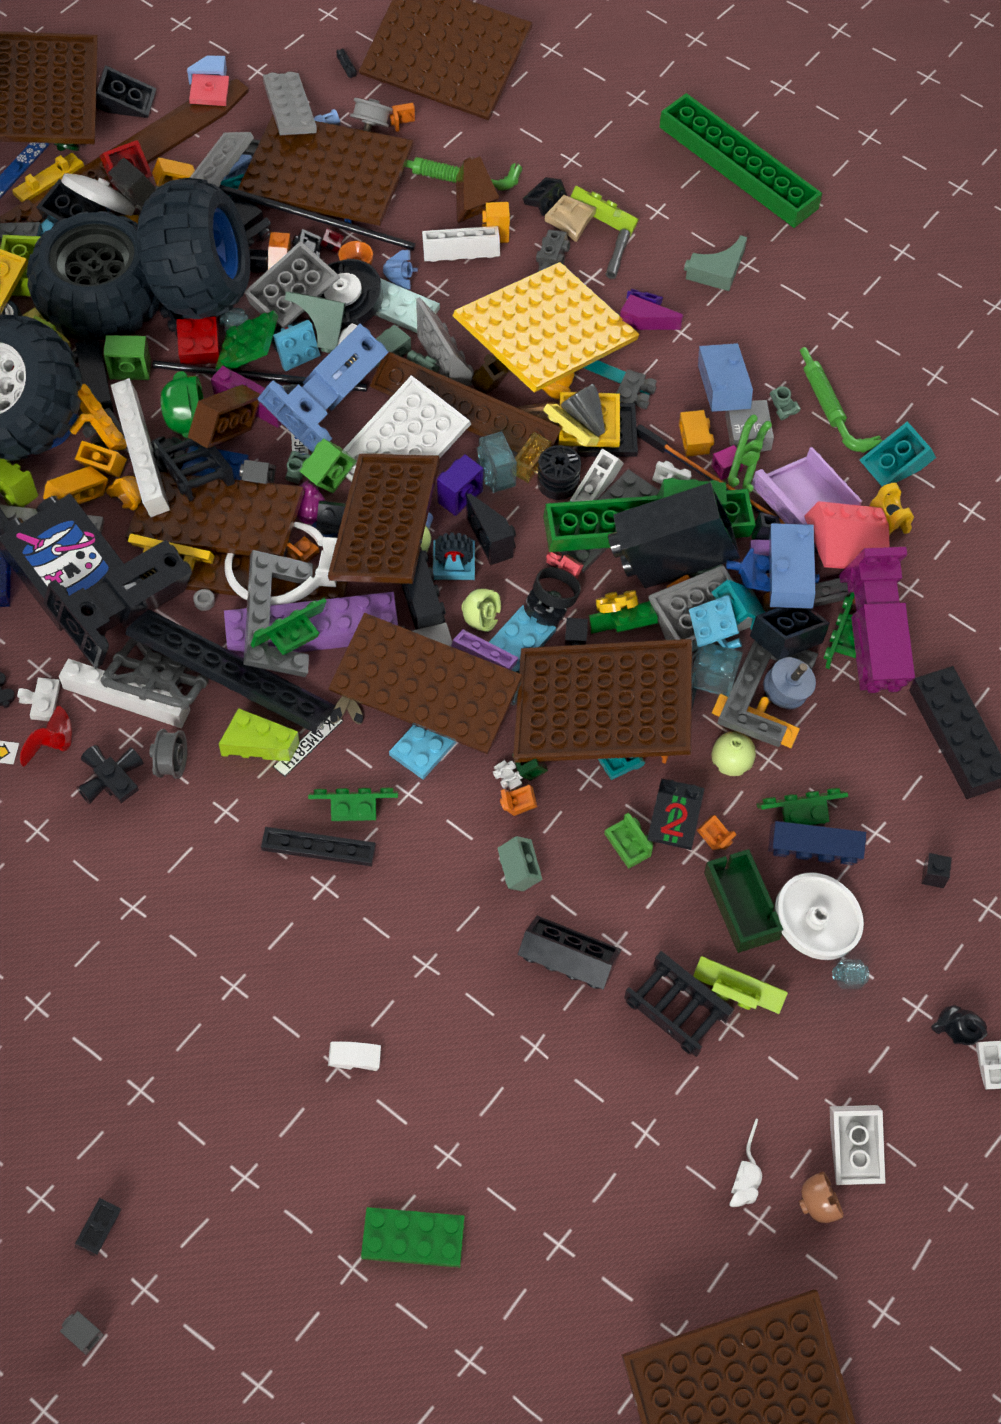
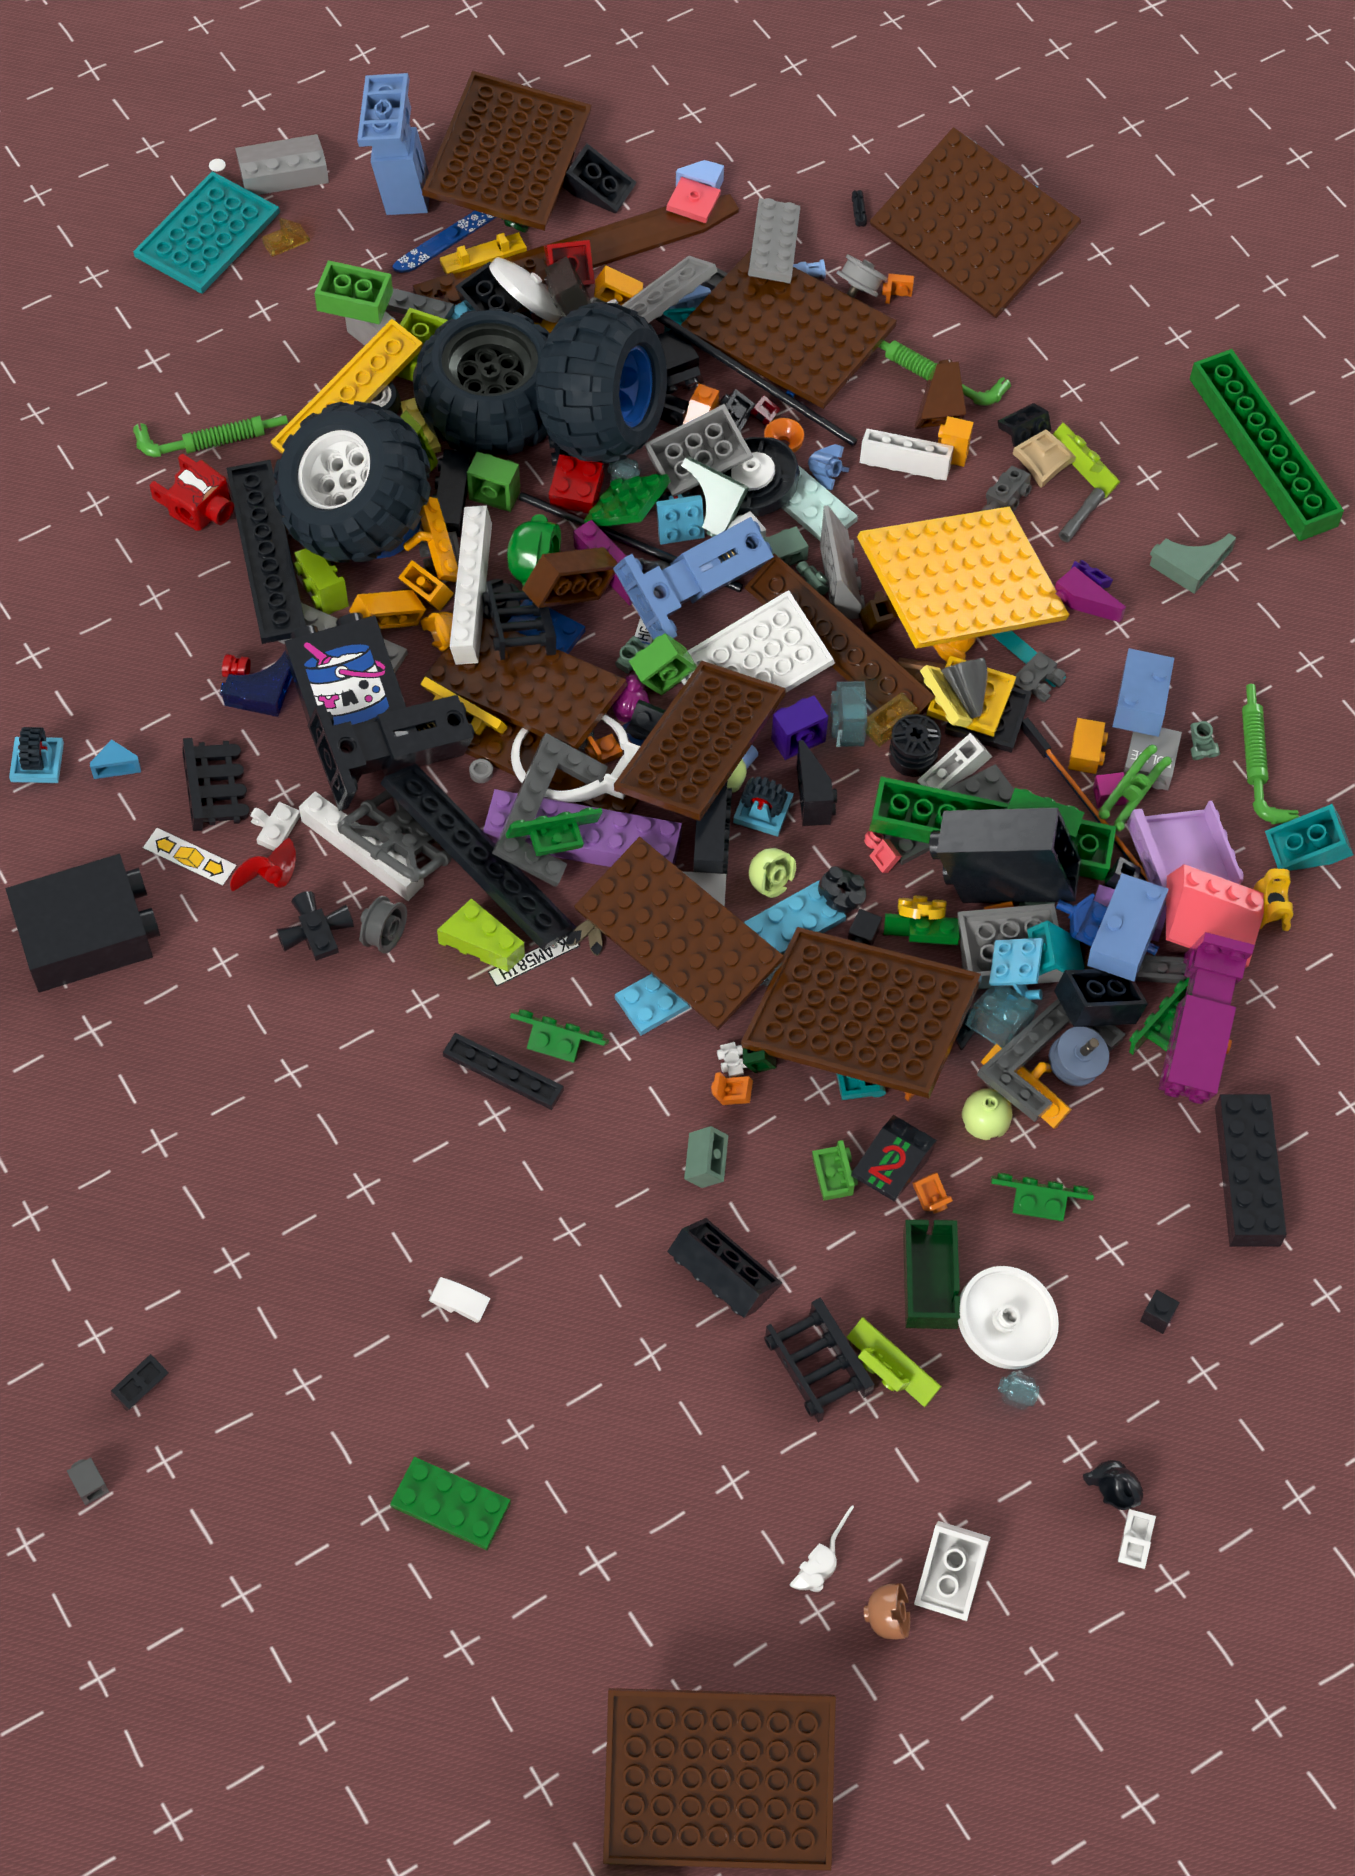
camera: 20 degrees right, 0 degrees up
(258, 472) = (586, 649): dark grey brick -> none
(480, 648) = (755, 917): medium lavender plate -> none
(553, 601) = (869, 857): black tyre -> none
(667, 470) = (1036, 782): white hips -> none
(816, 841) = (1036, 1237): dark blue brick -> none

